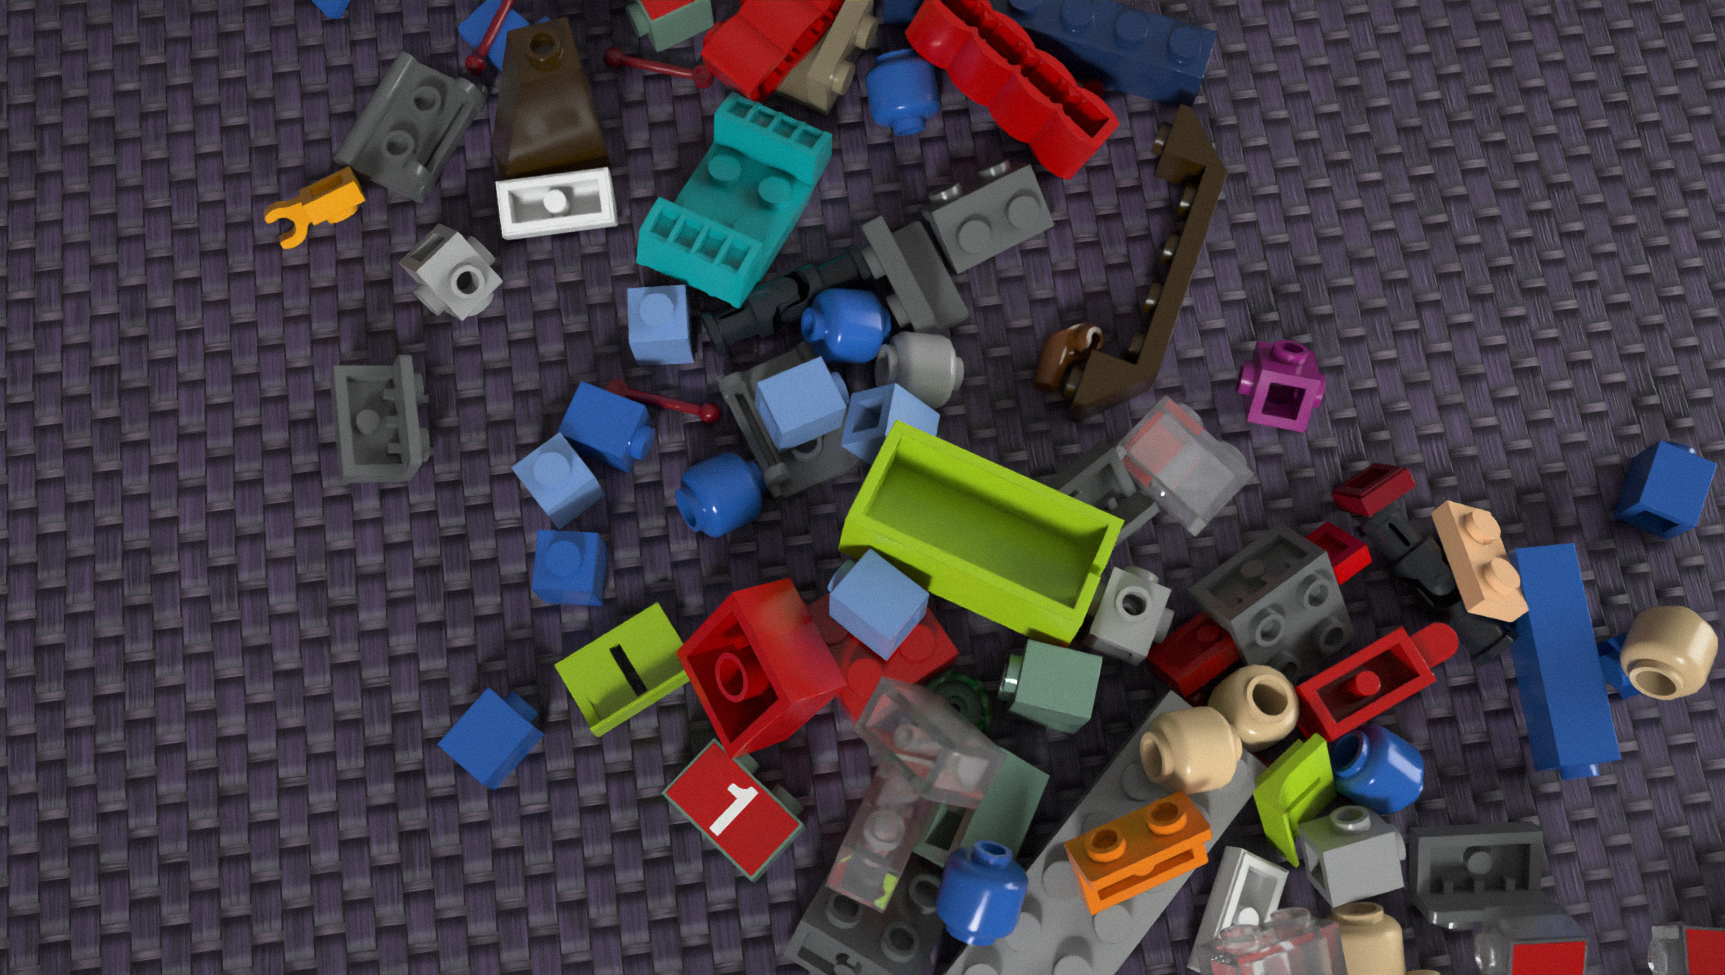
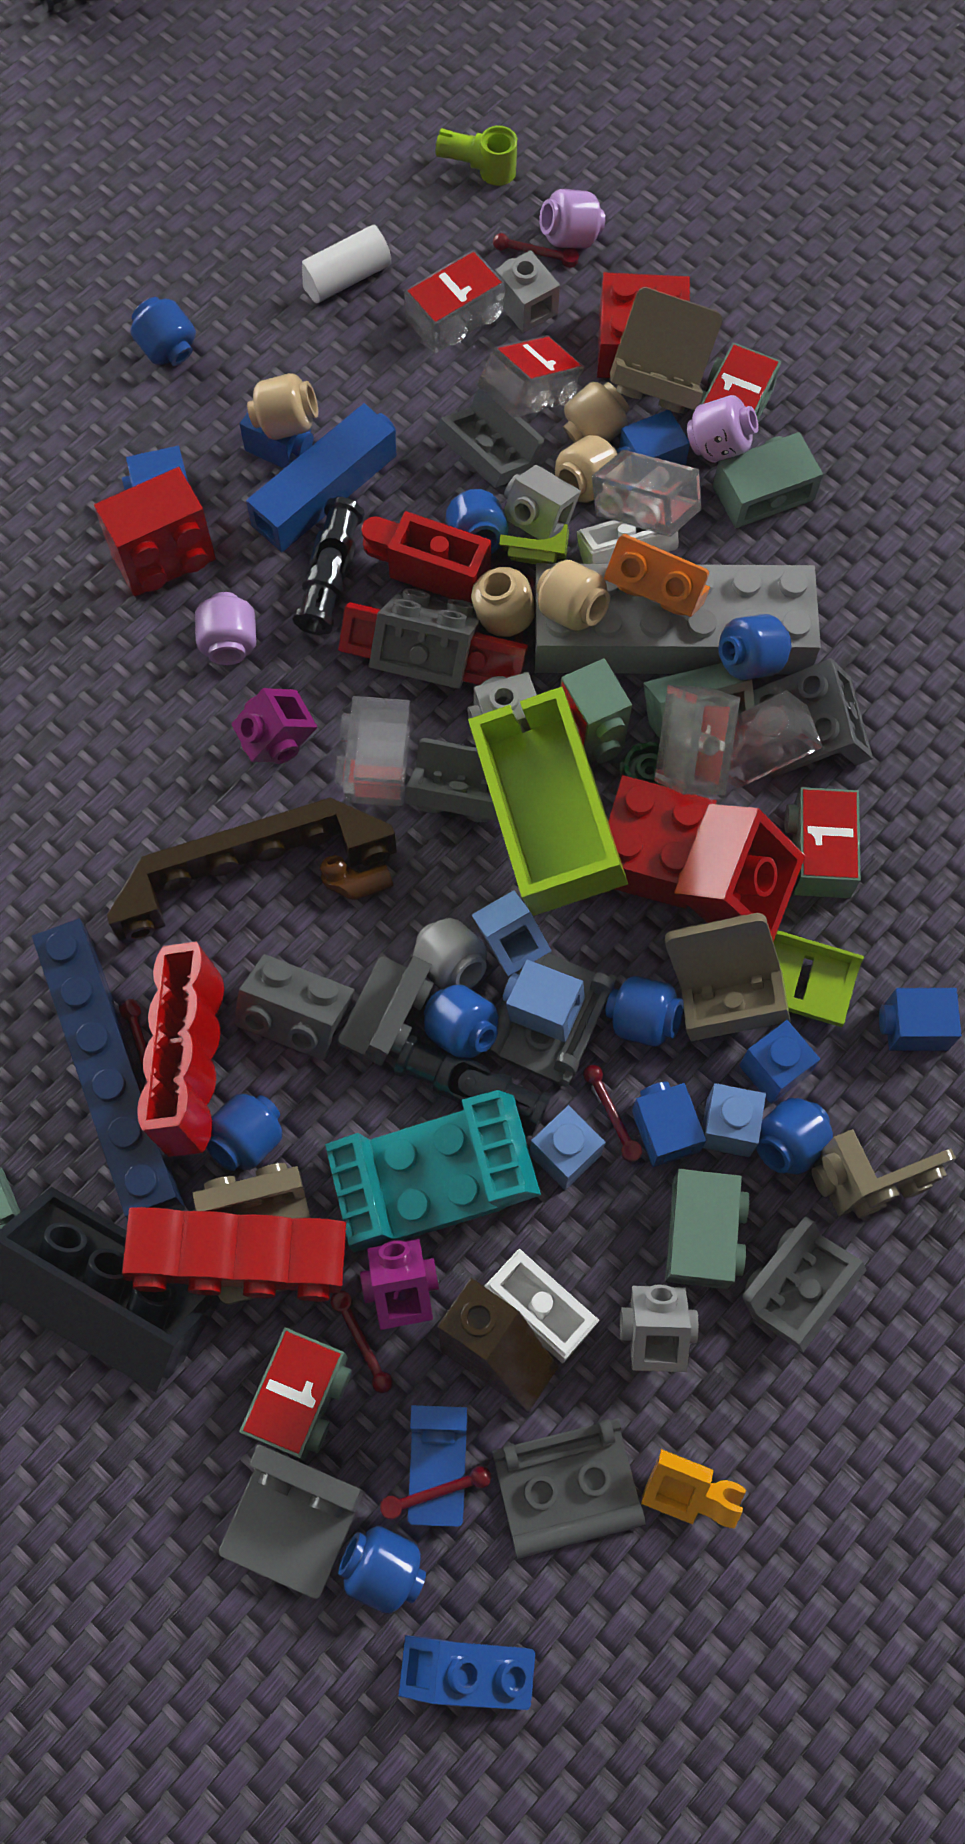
camera: 130 degrees left, 5 degrees down
(381, 540) = (853, 1186): none -> dark tan bracket
(495, 380) = (705, 1229): none -> sand green brick
(498, 525) = (794, 1136): none -> blue head
(669, 109) = (399, 1283): none -> magenta brick
(671, 579) = (728, 976): none -> dark tan bracket
(876, 602) = (644, 827): medium blue brick -> none
(1373, 489) = (297, 634): dark red tile -> none
(1432, 427) = (225, 628): none -> lavender head
(1479, 561) = (298, 546): light nougat plate -> none
(1595, 426) = (156, 531): none -> red brick

